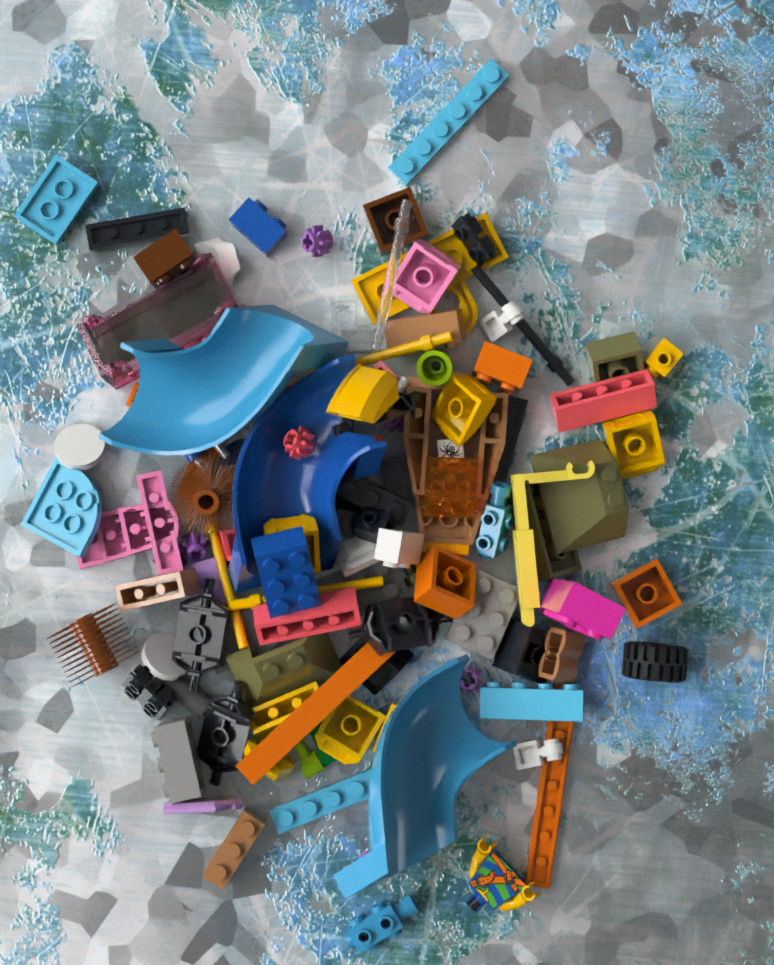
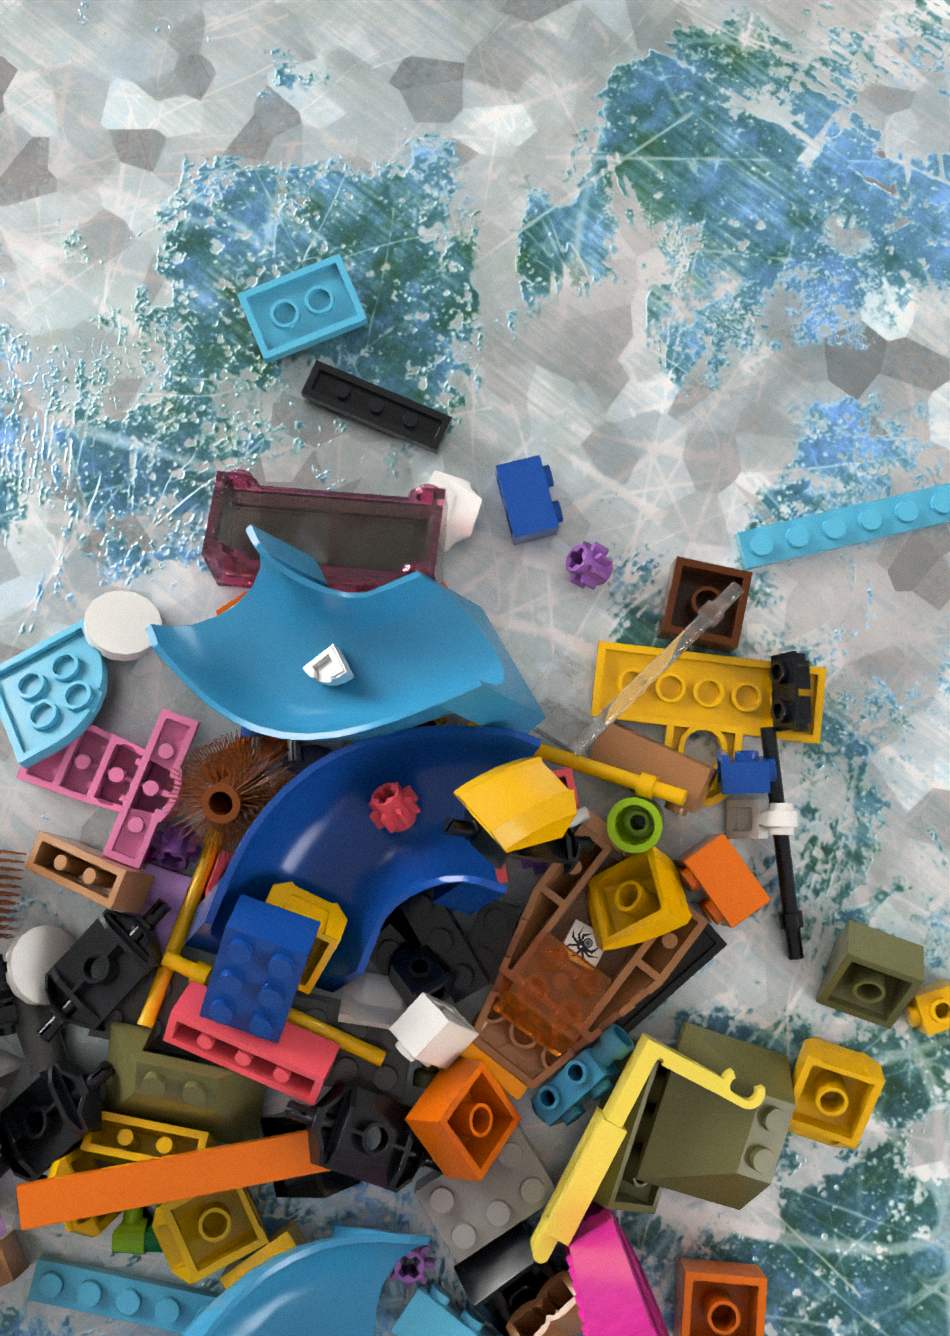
camera: 35 degrees right, 5 degrees down
(165, 259) = (383, 462): reddish brown brick -> none
(214, 392) = (329, 667): none -> white tile
(424, 276) = (696, 698): bright pink slope -> none
(476, 300) = (745, 772): none -> blue brick
(603, 400) = (827, 1011): coral brick -> none

